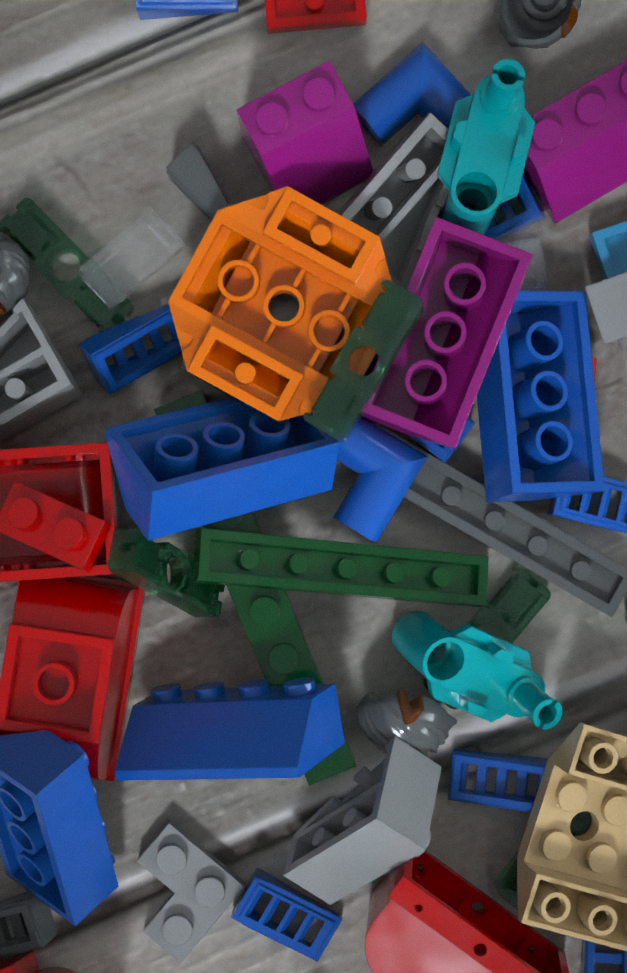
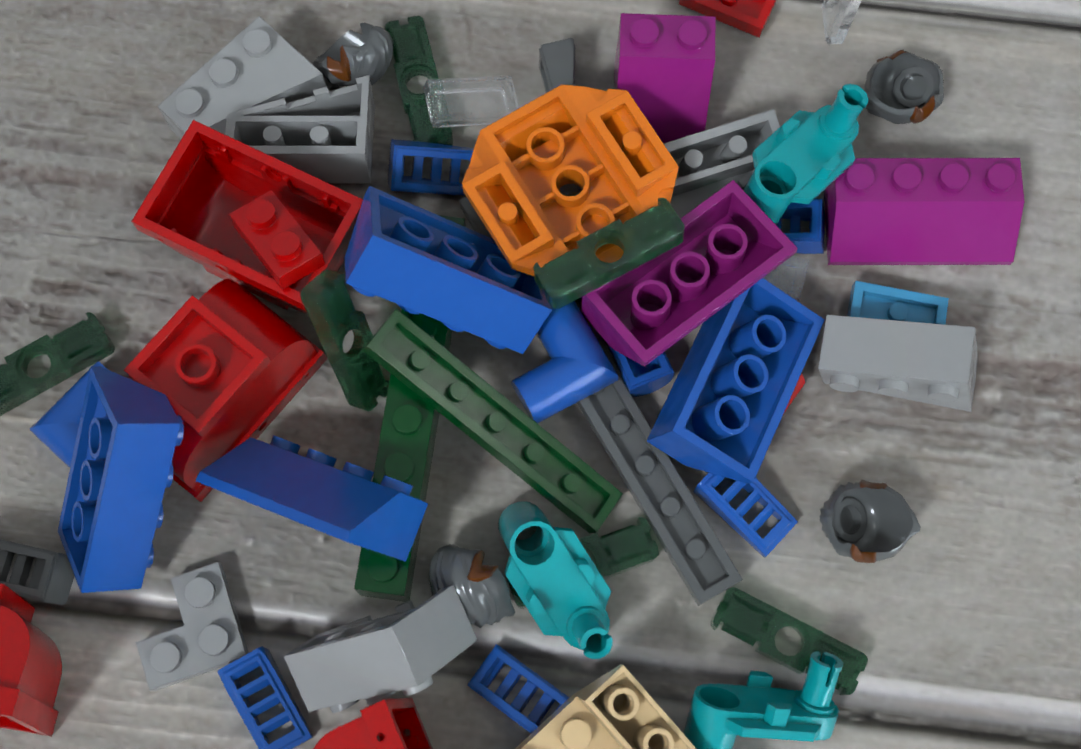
camera: 30 degrees right, 15 degrees down
(410, 88) = (759, 94): blue brick -> none

